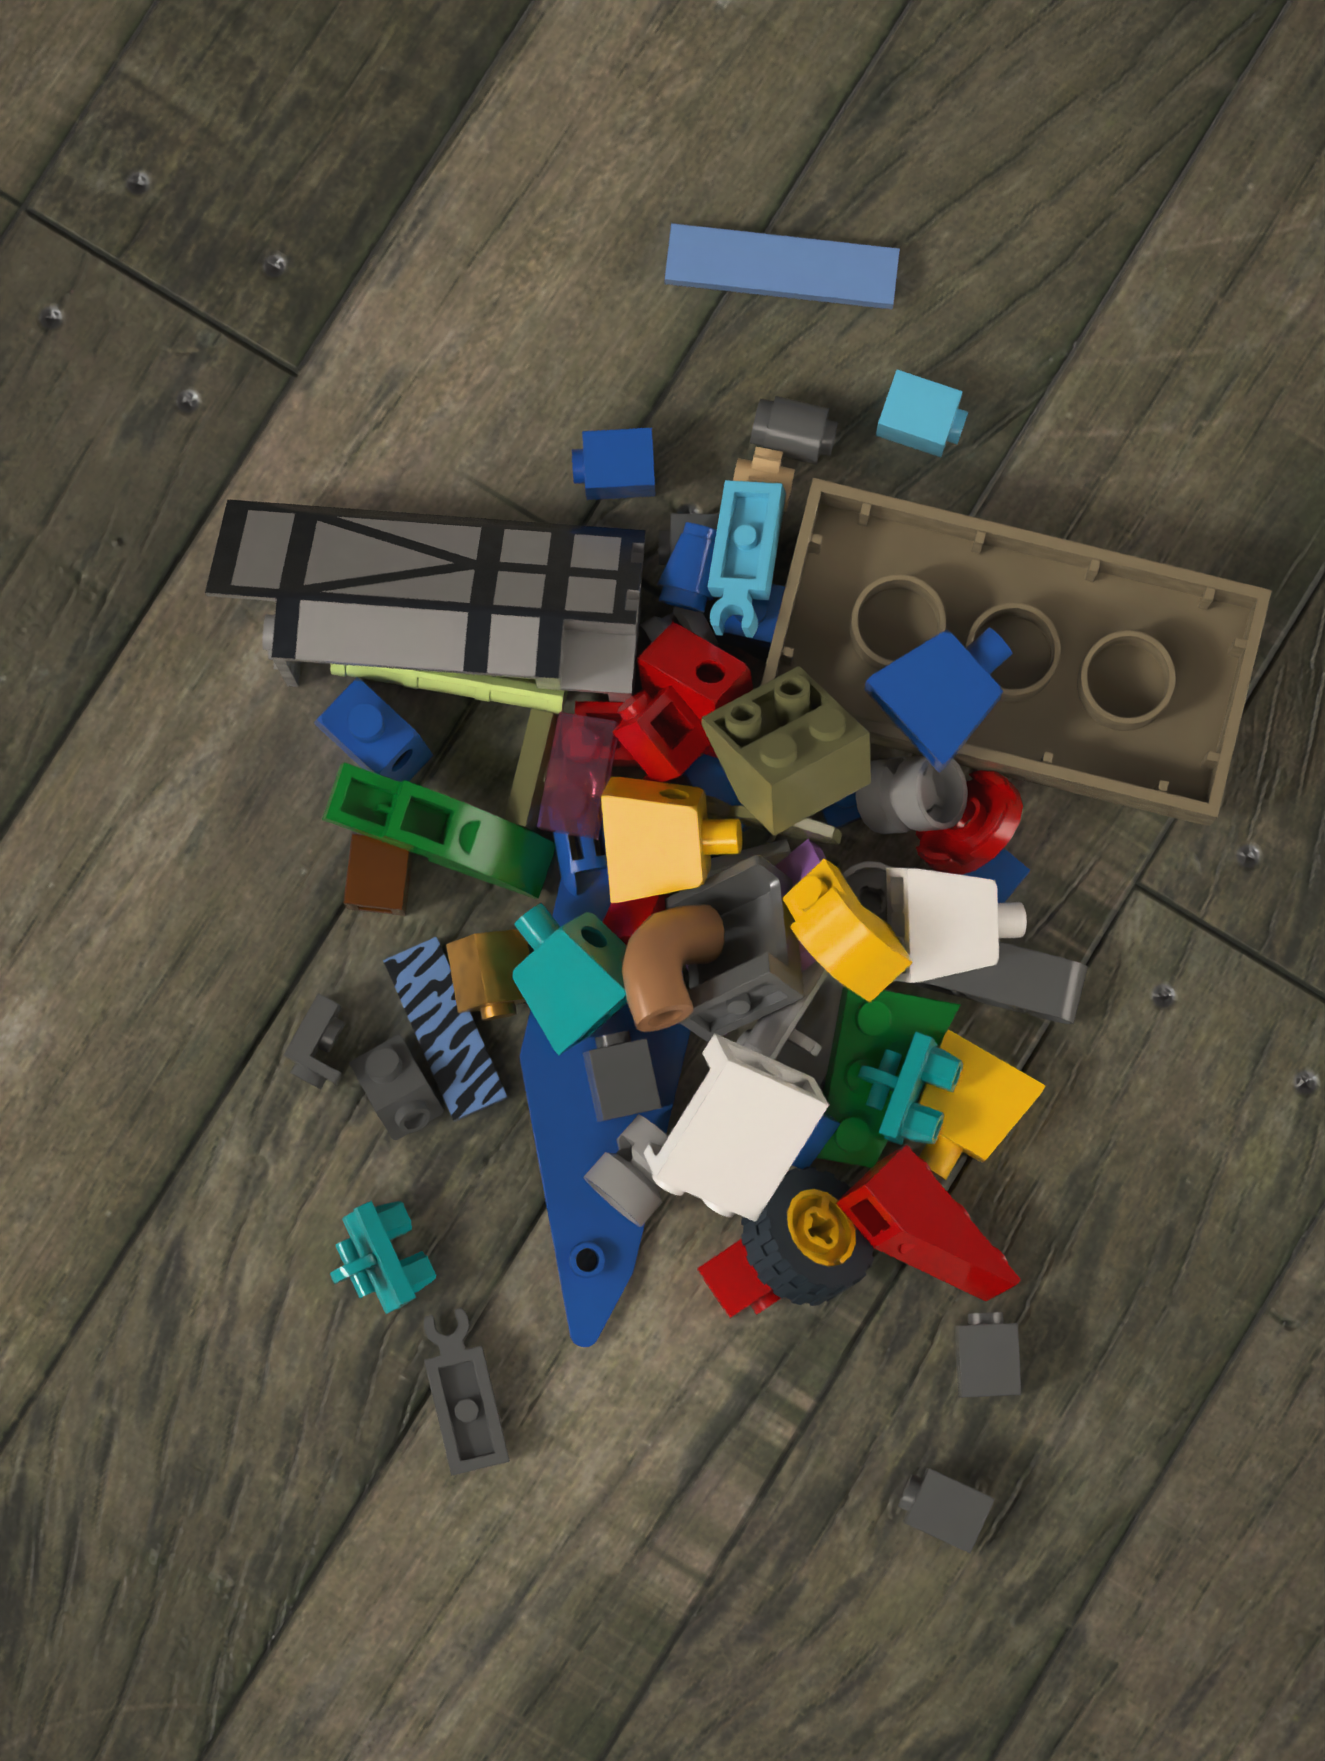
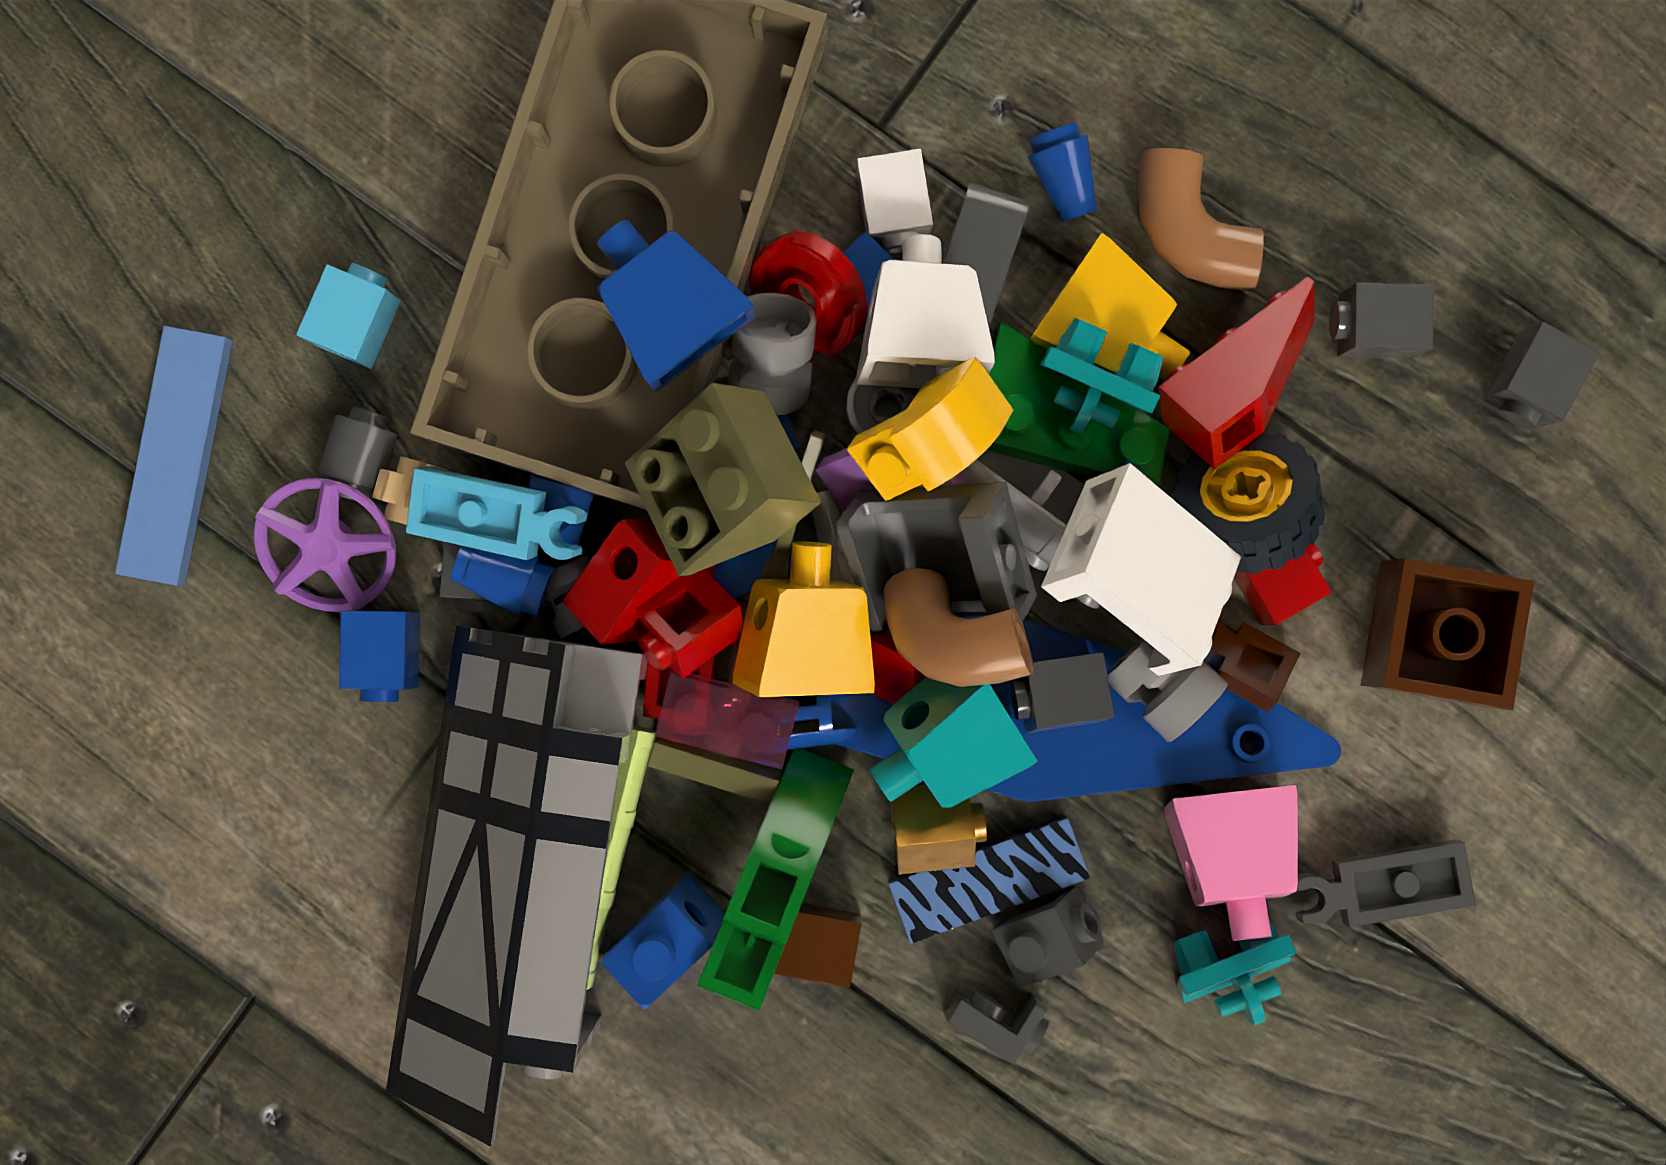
camera: 90 degrees left, 5 degrees up
(487, 1251) = (1238, 852): none -> bright pink torso
(660, 1250) = (1251, 663): none -> reddish brown plate
(699, 1428) = (1447, 633): none -> reddish brown brick
(708, 407) = (323, 546): none -> medium lavender wheel
(1057, 1168) = (1185, 231): none -> medium nougat cylinder
(1064, 898) = (894, 197): none -> white brick
(1106, 1055) = (1065, 170): none -> blue cone

